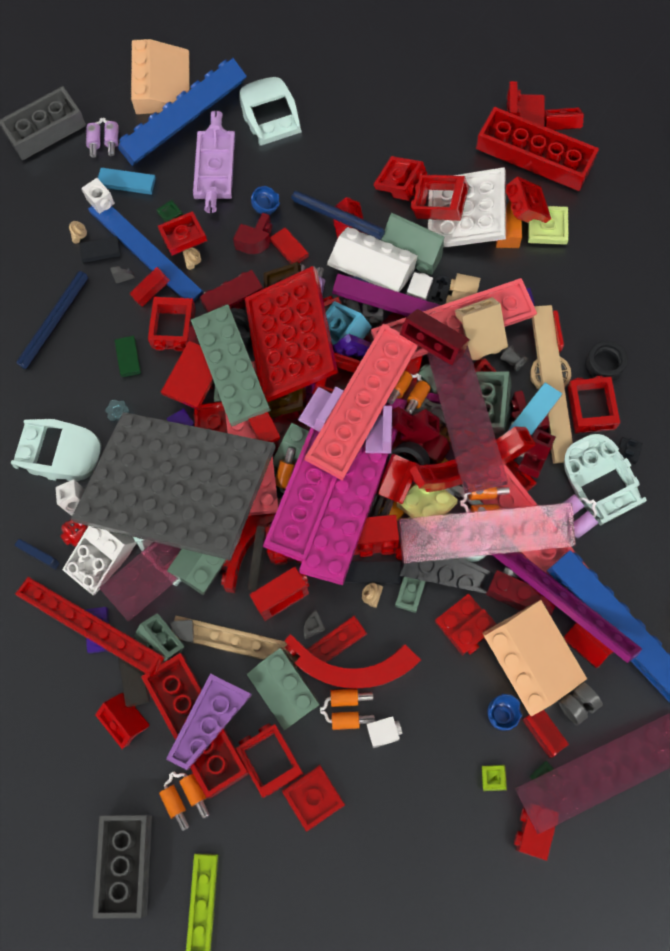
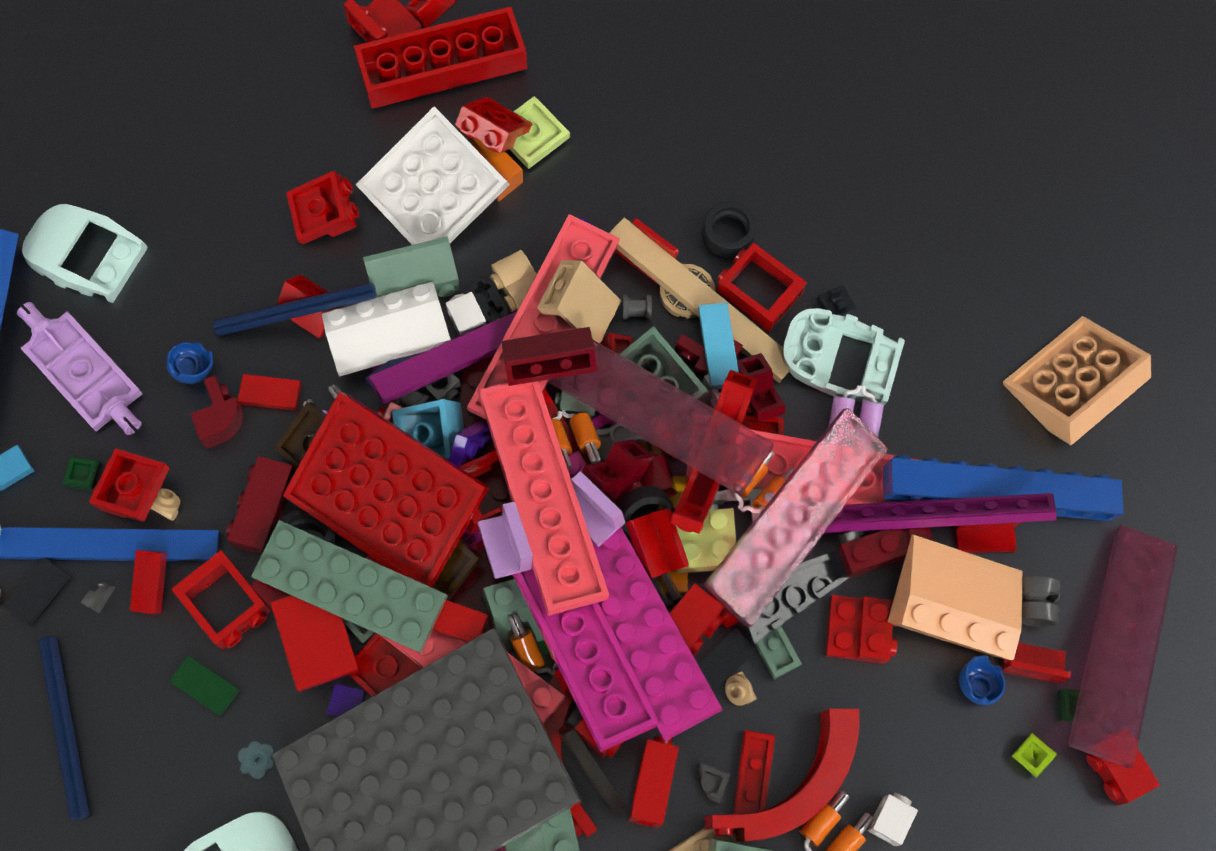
camera: 55 degrees left, 0 degrees up
(457, 184) = (380, 177): red window -> none

